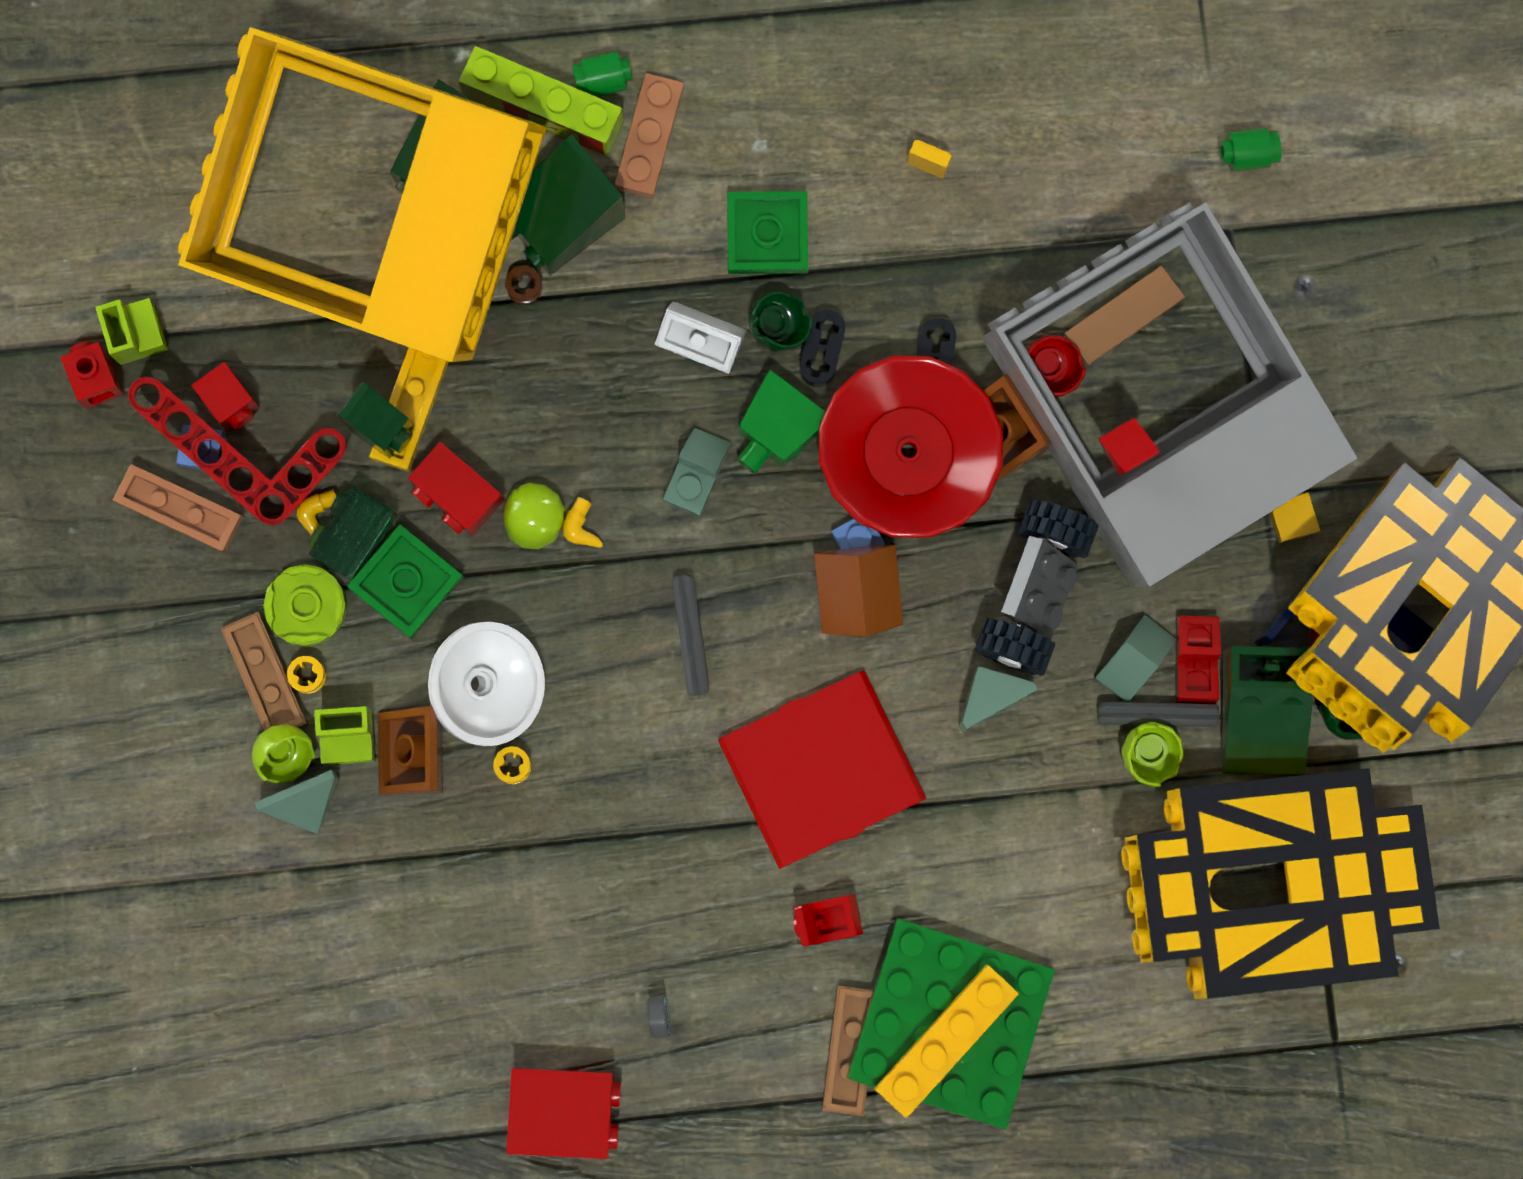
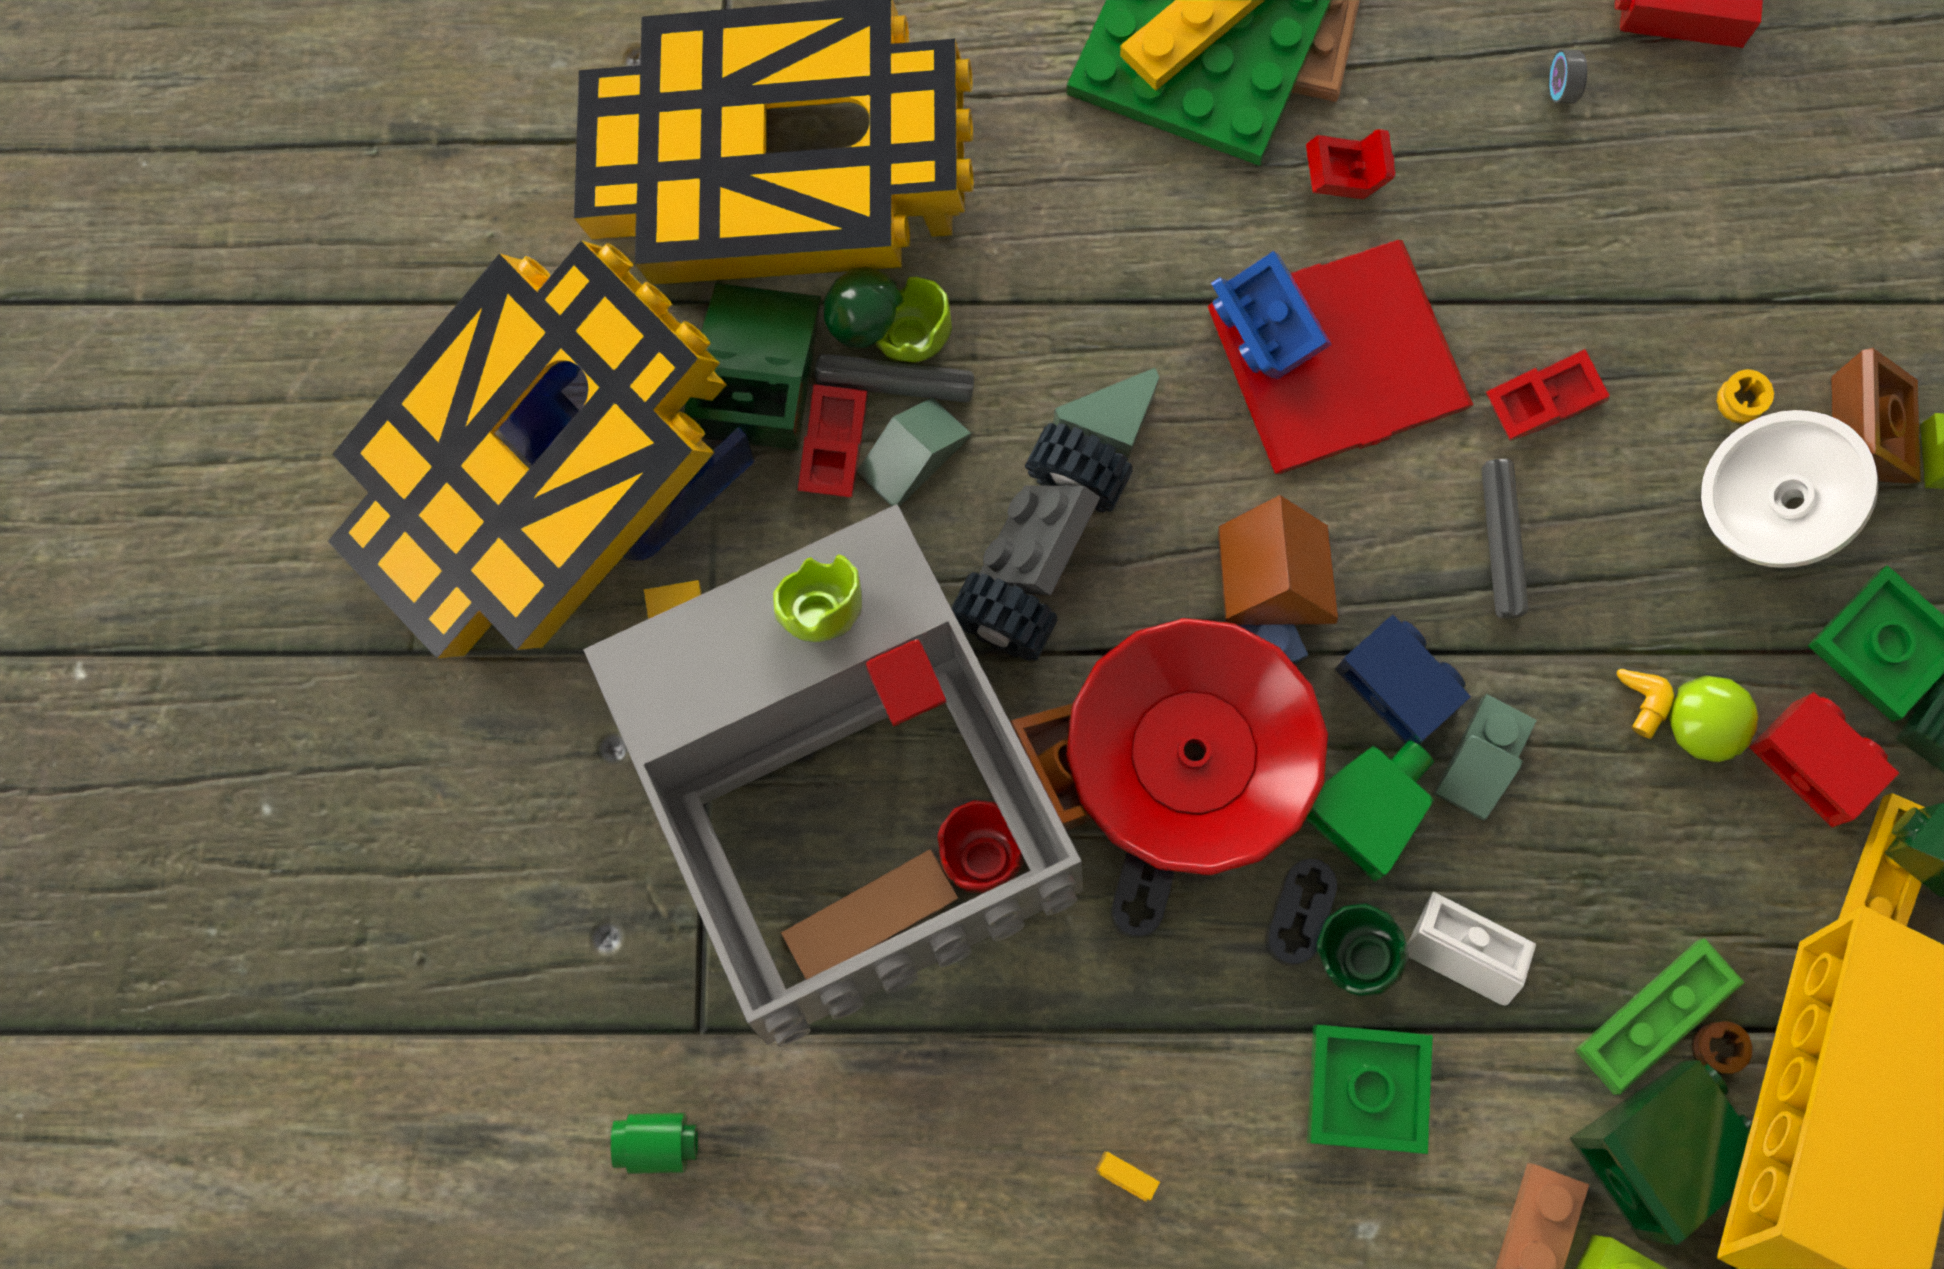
camera: 170 degrees left, 5 degrees down
(566, 303) = (1659, 1016): none -> bright green tile
(663, 750) = (1547, 395): none -> red slope
(761, 516) = (1403, 680): none -> dark blue brick
(883, 781) = (1270, 317): none -> blue bracket
(1192, 758) = (861, 307): none -> dark green hair
(1198, 497) = (819, 600): none -> lime hair

